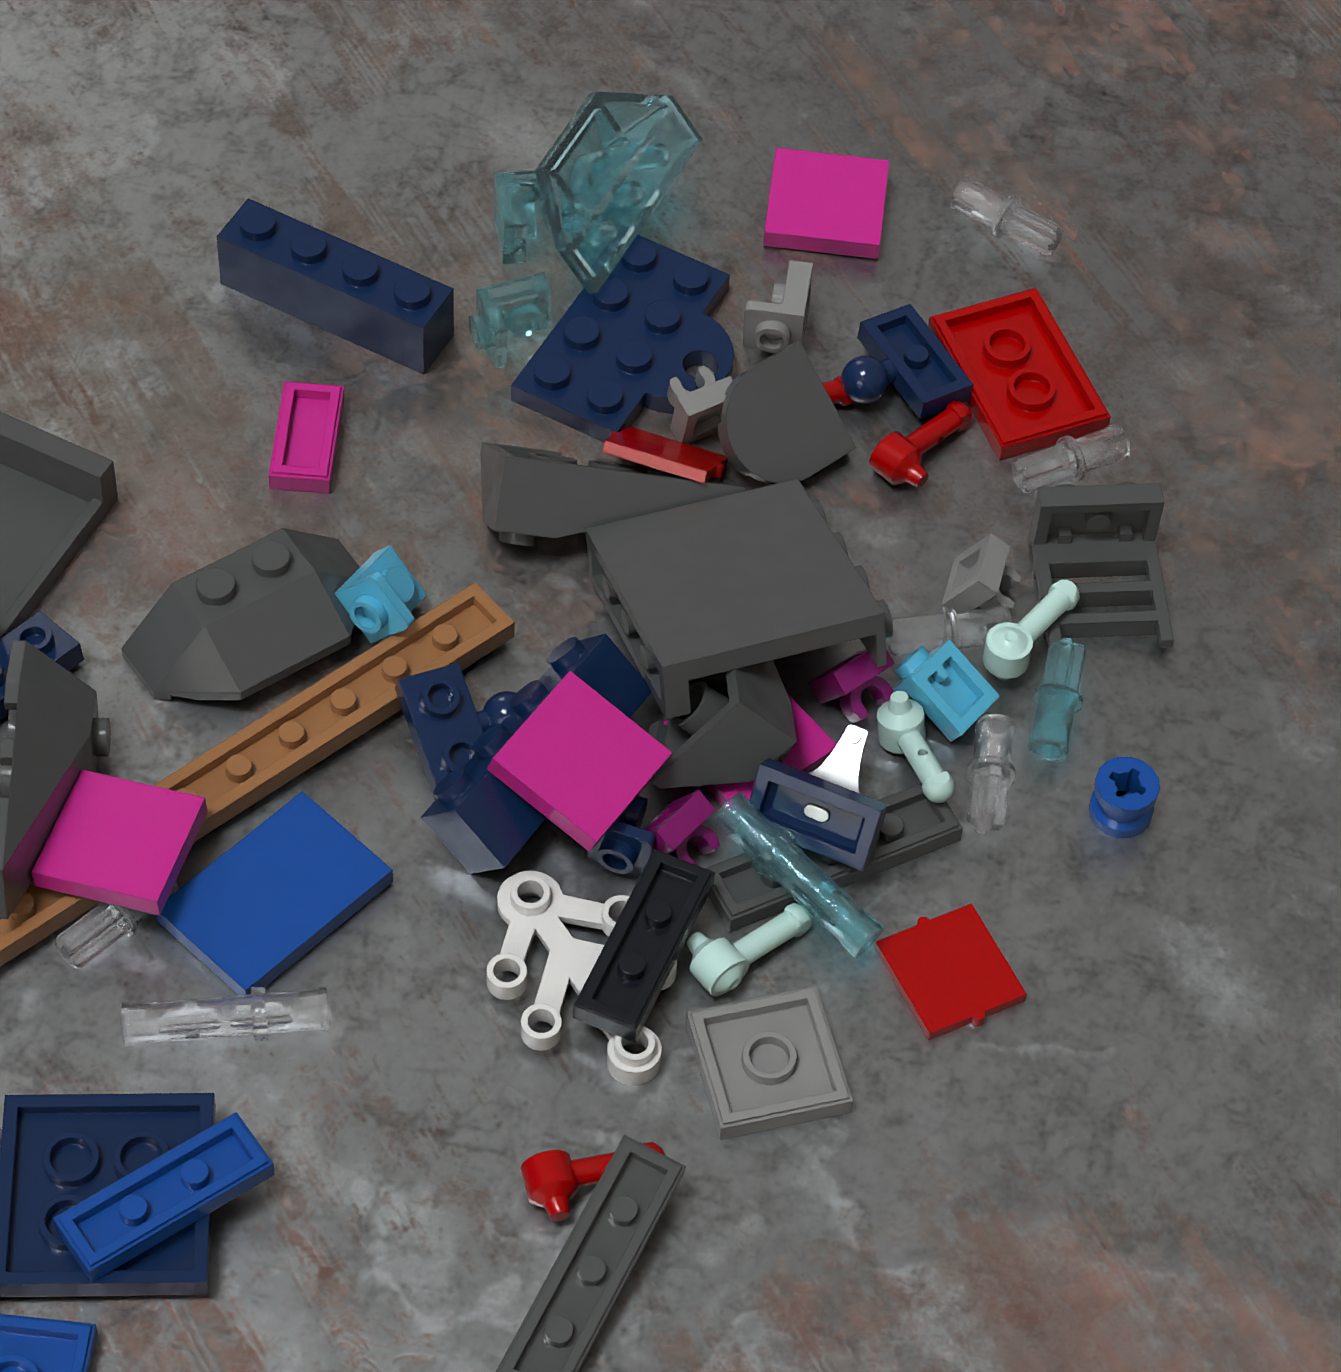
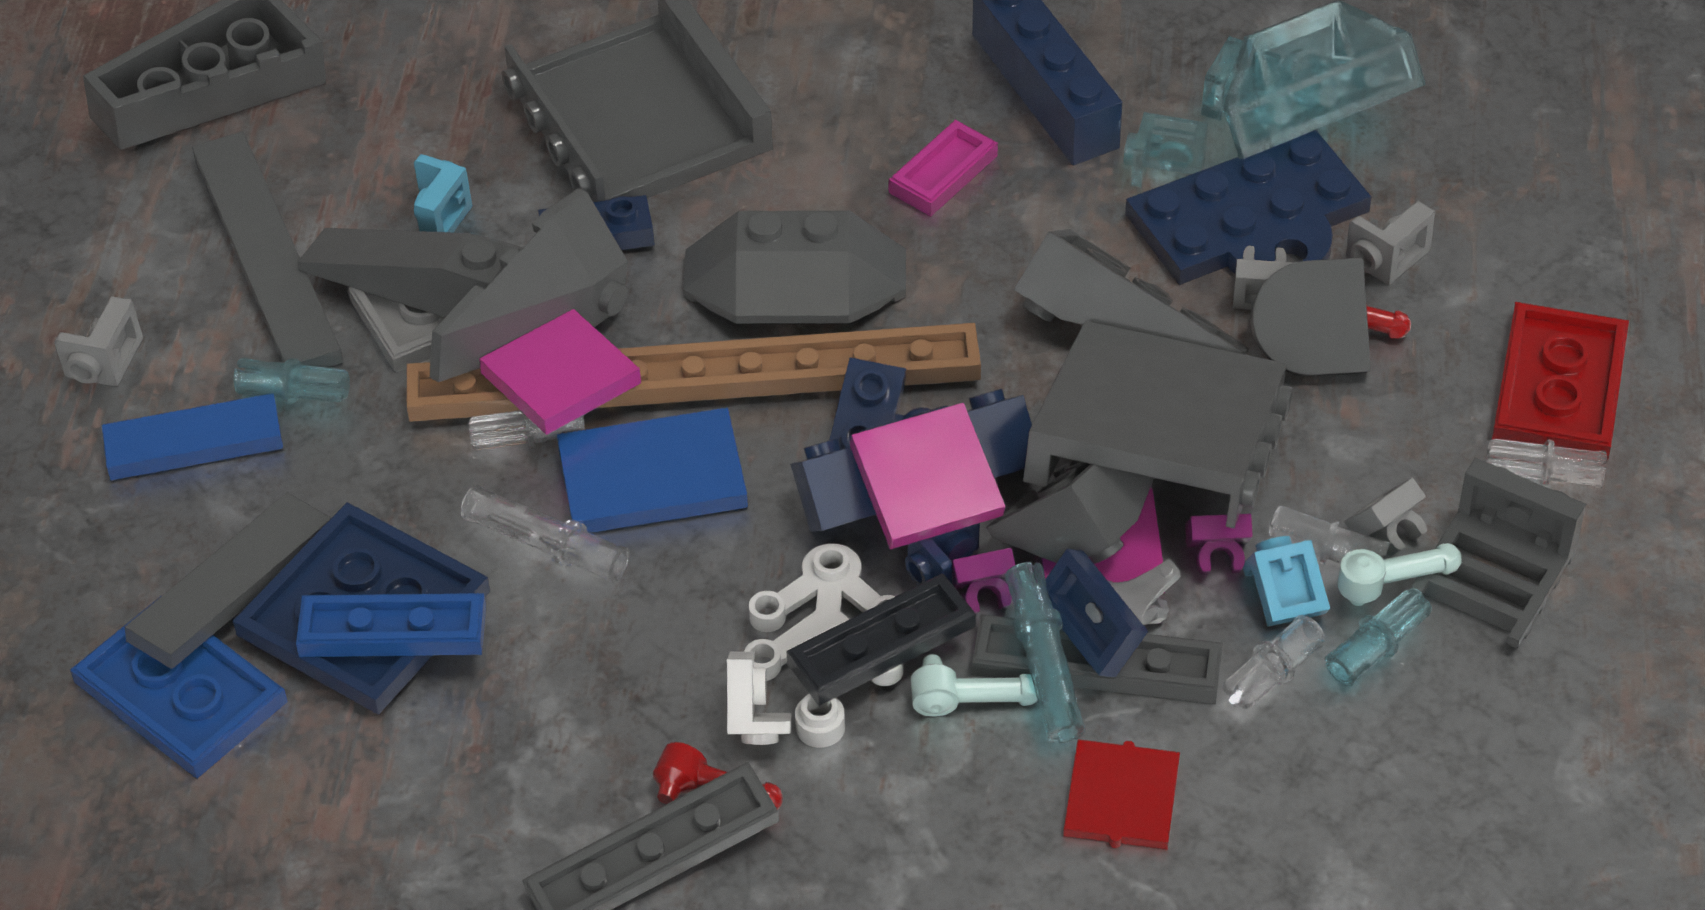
camera: 40 degrees right, 5 degrees down
(381, 595) = (895, 297): medium azure bracket -> none
(563, 1073) = (744, 690): none -> white bracket
(665, 454) = (1200, 300): red piece -> none
(768, 1062) = (919, 781): light grey tile -> none
(826, 203) = (1502, 180): dark pink tile -> none
(900, 457) = (1399, 394): red piece -> none
(904, 732) = (1228, 597): light aqua piece -> none
(909, 358) = (1469, 326): dark blue plate -> none
(1005, 216) = (1648, 254): clear axle -> none
(1125, 814) = (1363, 750): blue wheel -> none

